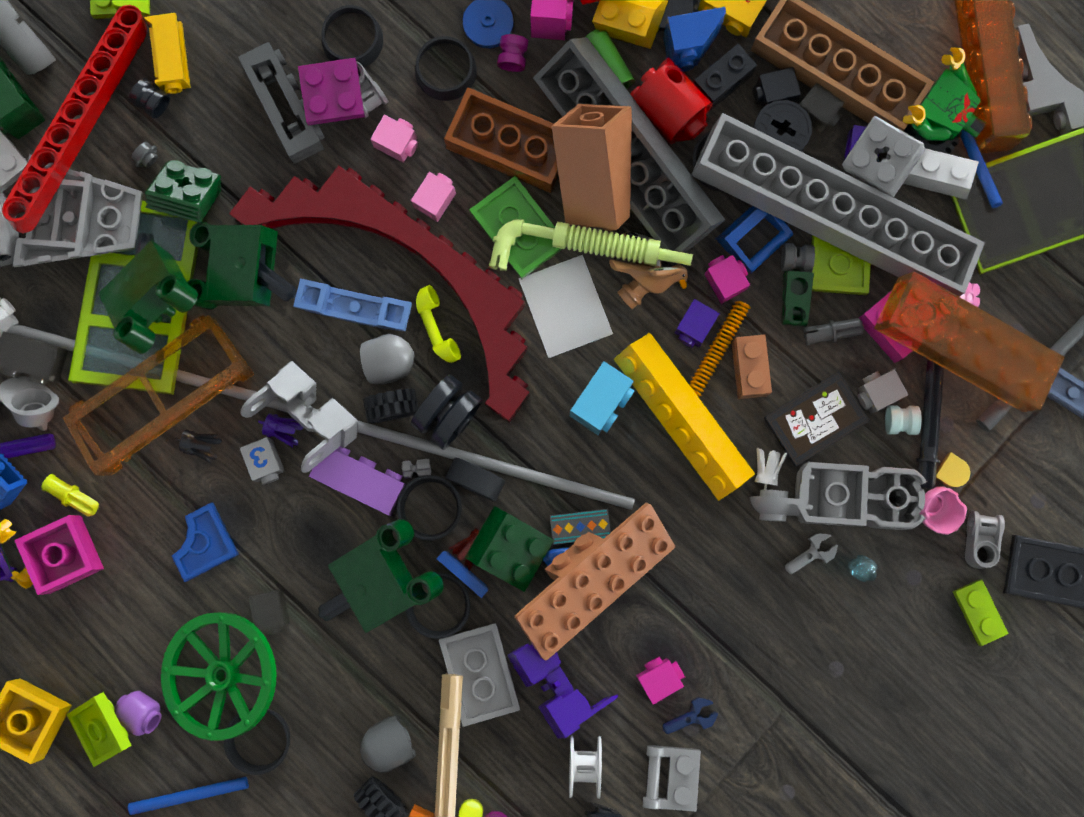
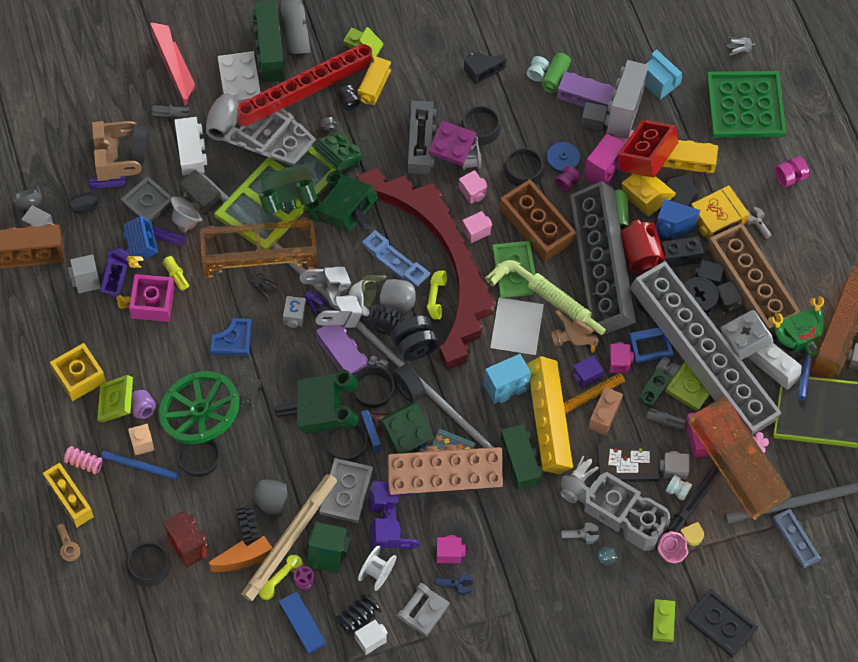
camera: 25 degrees right, 20 degrees down
(168, 764) = (141, 439): none -> light nougat brick
(339, 379) = (366, 290): none -> olive hair
(502, 772) = (327, 547): none -> dark green plate
(595, 164) = (577, 253): nougat slope -> none
(678, 494) = (521, 456): none -> dark green brick
(985, 537) = (690, 577): light grey piece -> none

